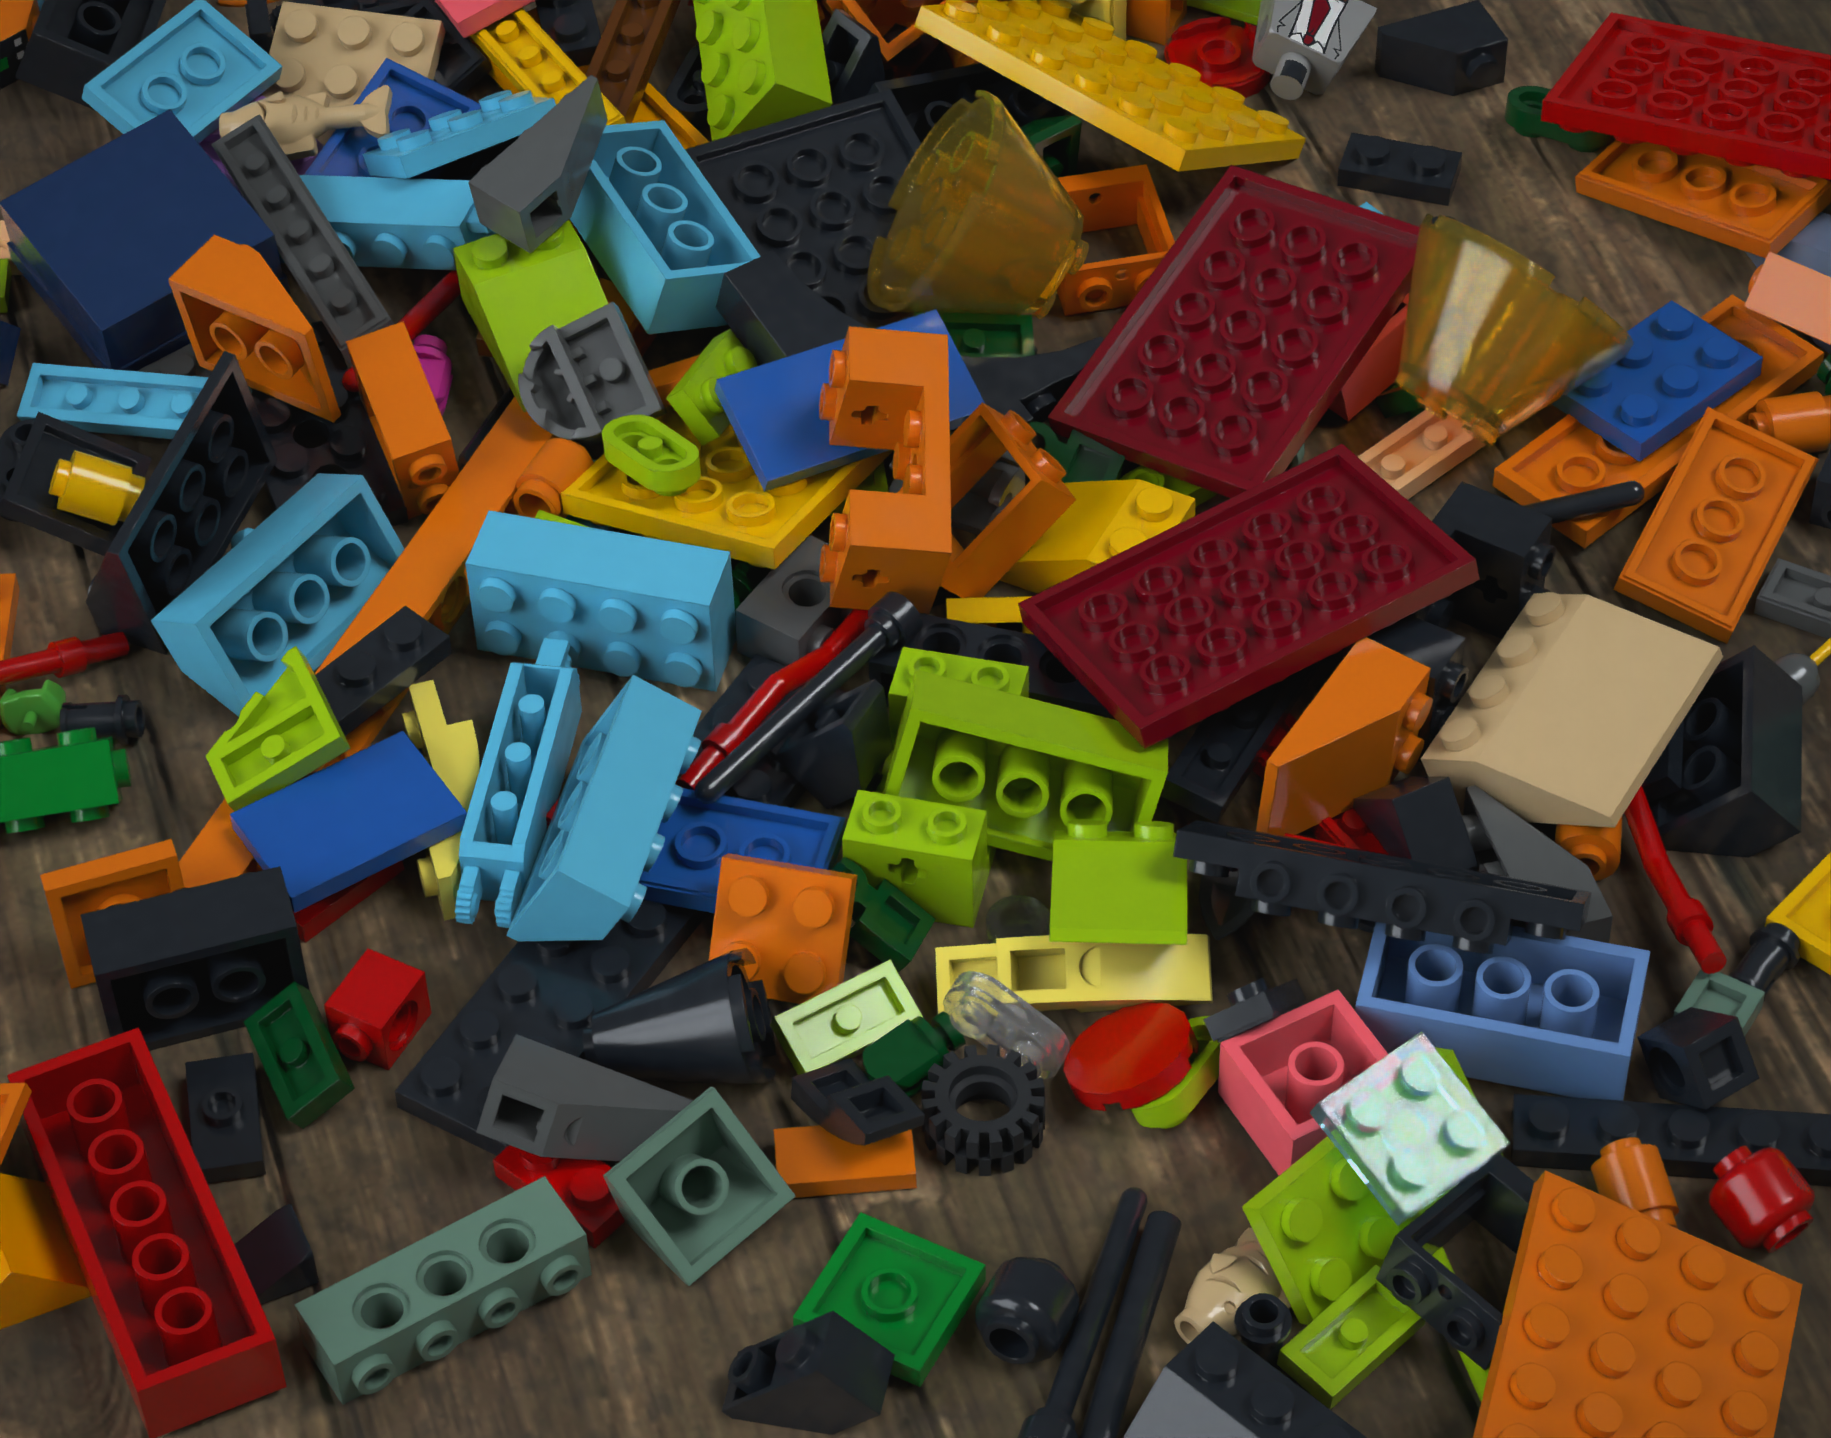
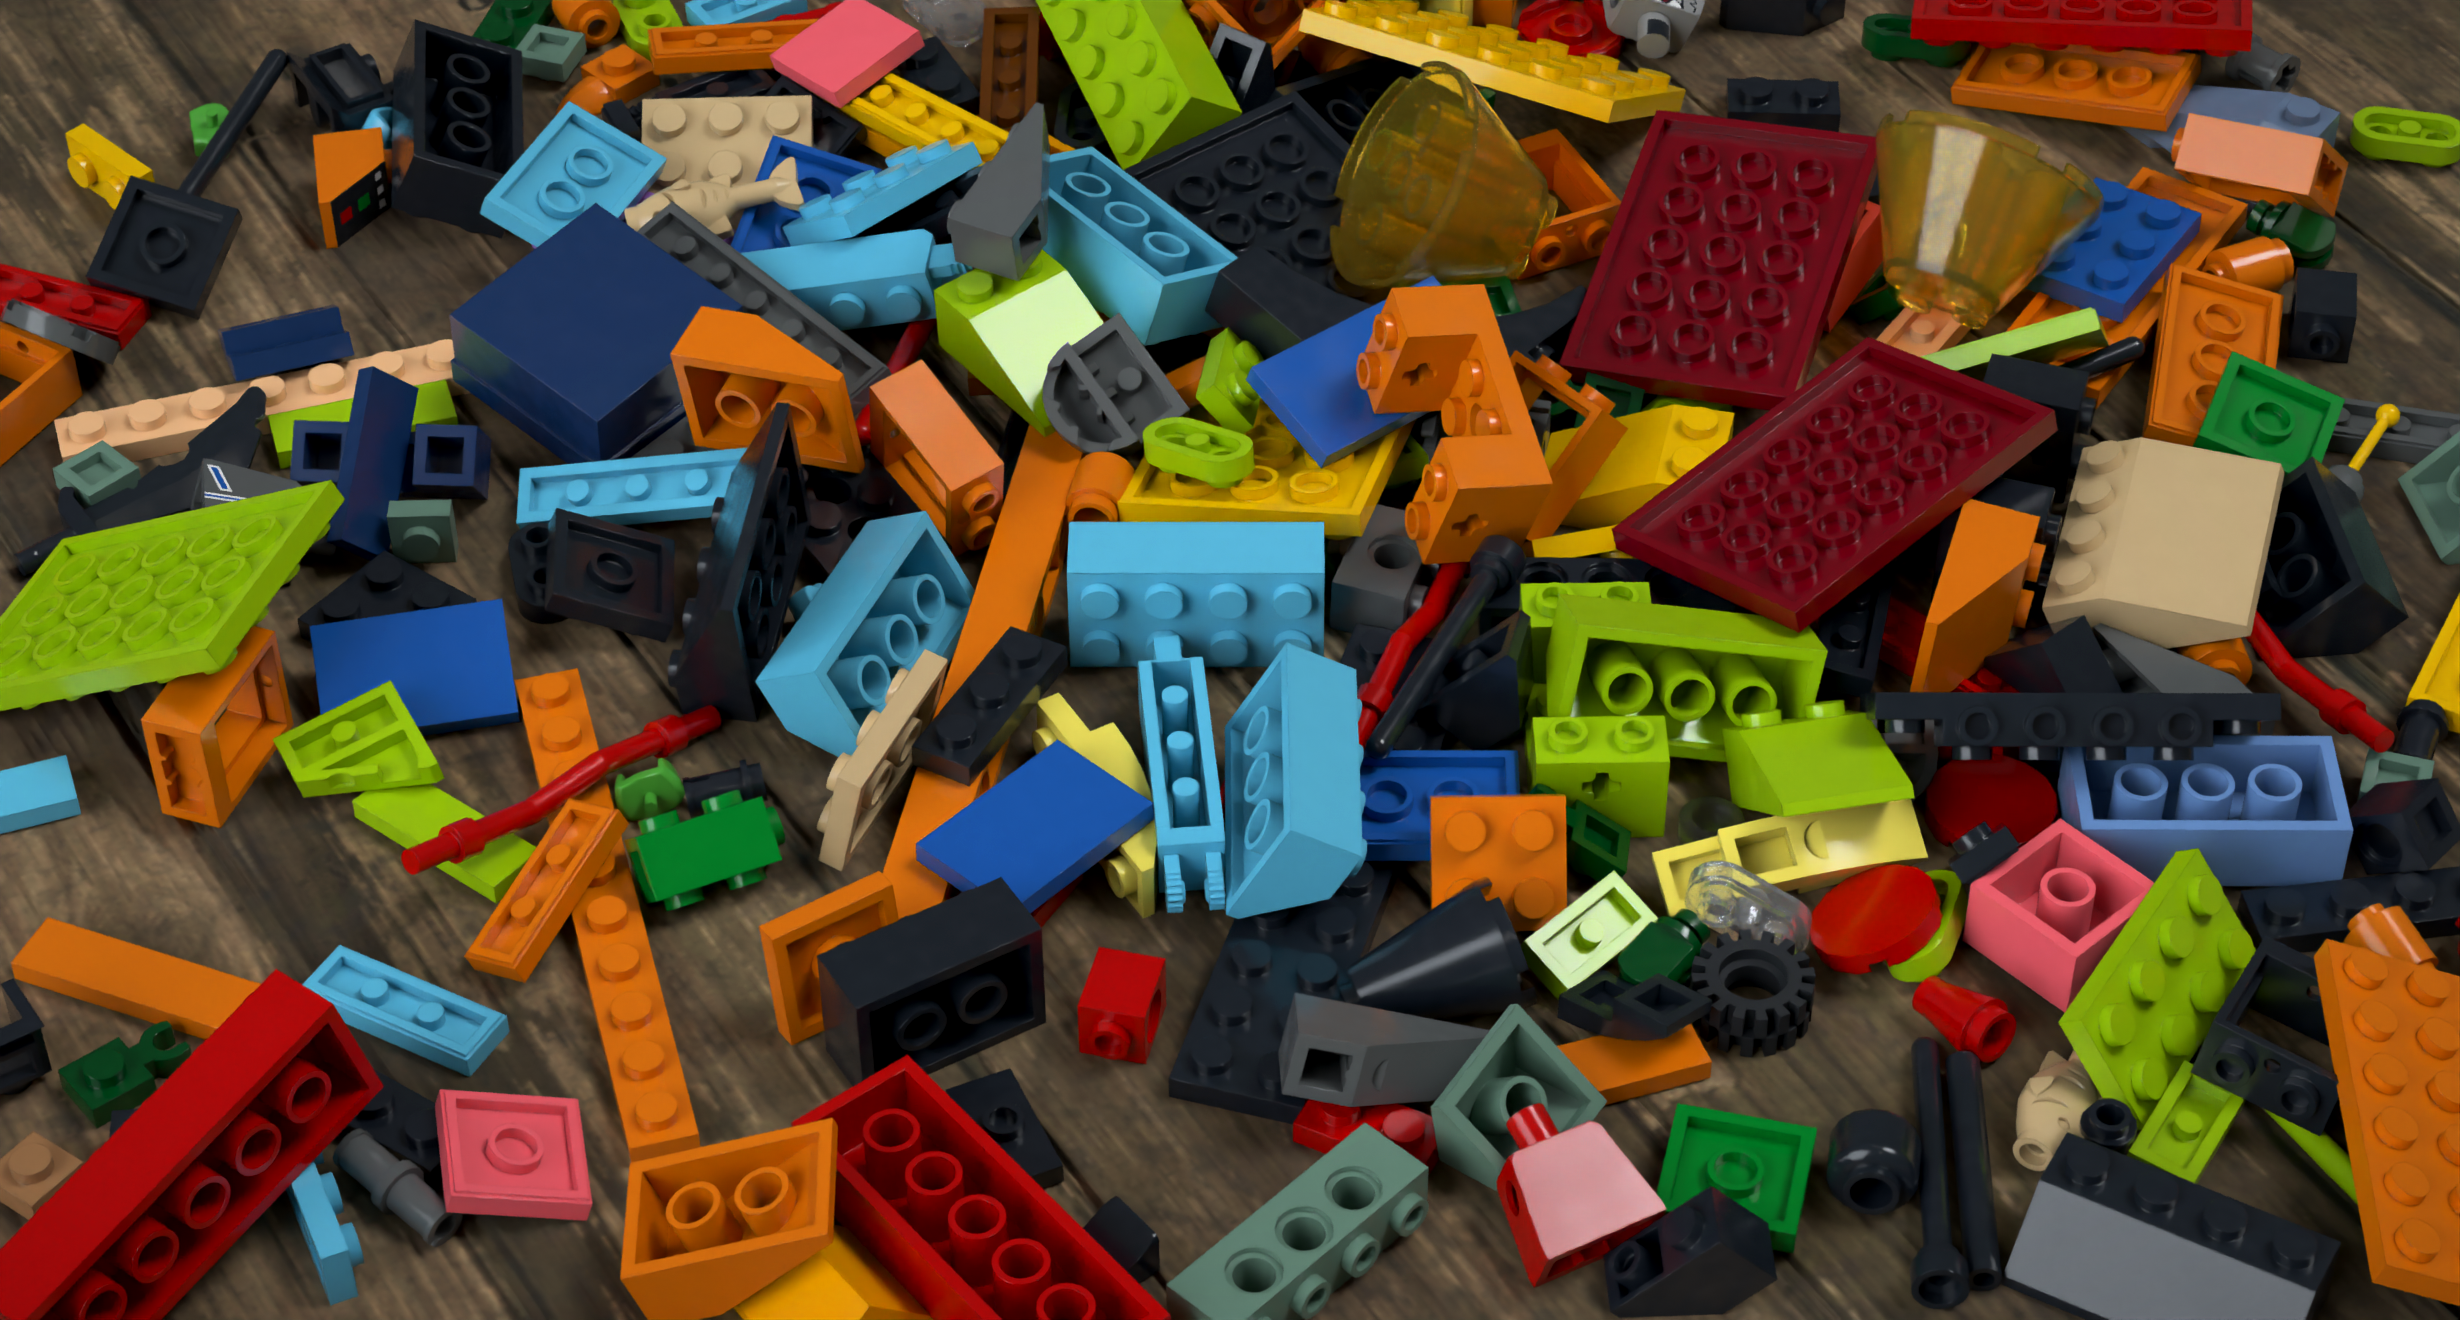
camera: 15 degrees left, 5 degrees down
(95, 487) = (645, 570): yellow brick -> none
(194, 734) = (881, 761): none -> tan plate
(277, 737) = (940, 763): lime wing -> none
(299, 1055) = (1060, 1061): dark green plate -> none
(715, 1287) = (1570, 1195): none -> torso
(1183, 1177) = (1966, 1017): none -> red cone
(1303, 949) = (1991, 792): none -> red tile
(1409, 1128) = (2190, 922): clear light blue plate -> none
(1502, 477) = (2037, 342): none -> lime tile
(1739, 593) = (2268, 415): none -> green plate

